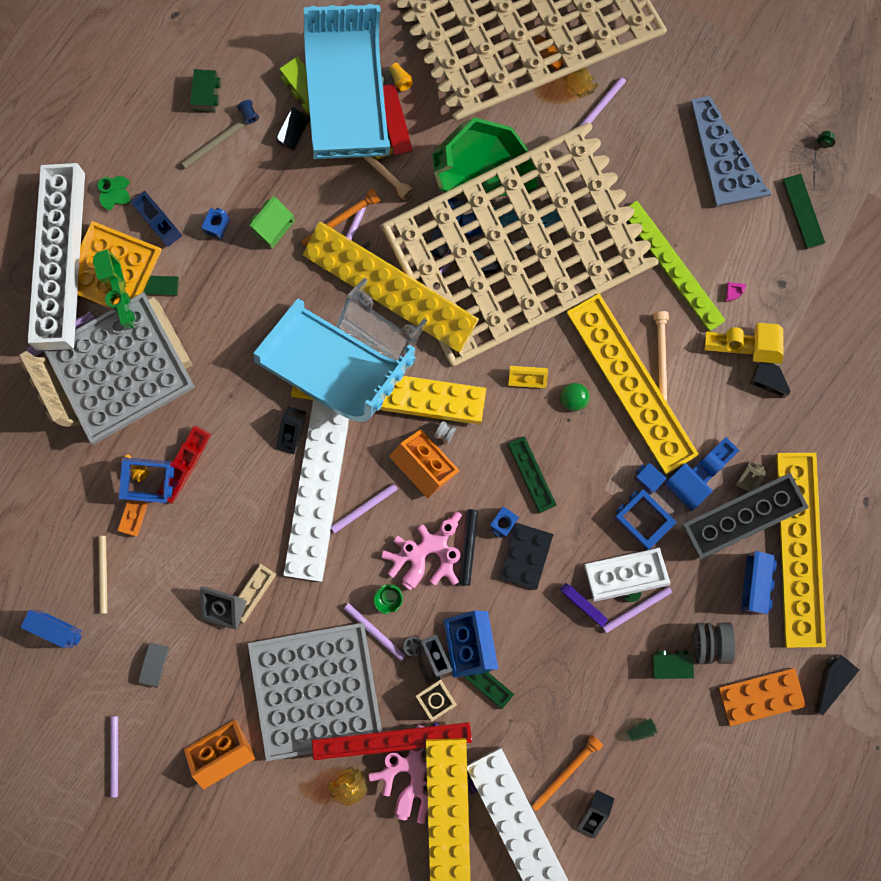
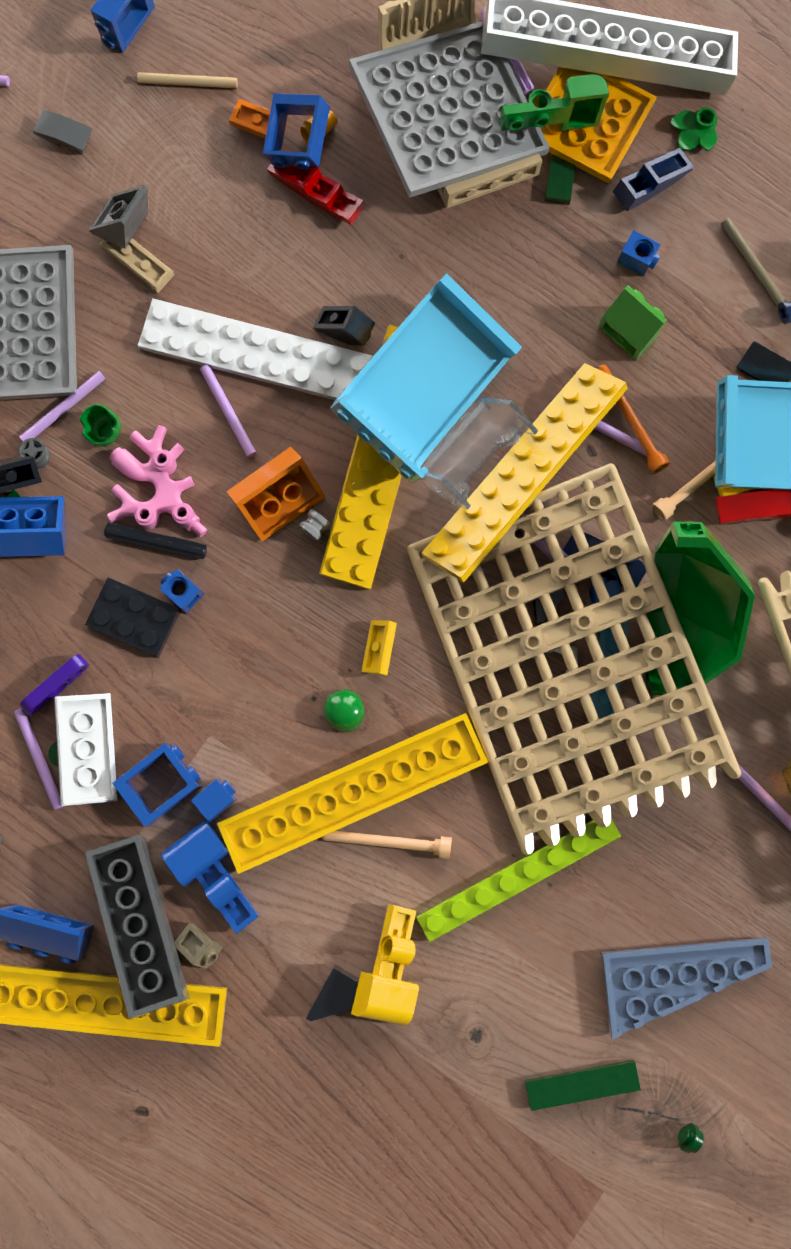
camera: 95 degrees right, 0 degrees up
(531, 474) = (243, 638): dark green tile -> none
(734, 291) = (472, 961): dark pink tile -> none

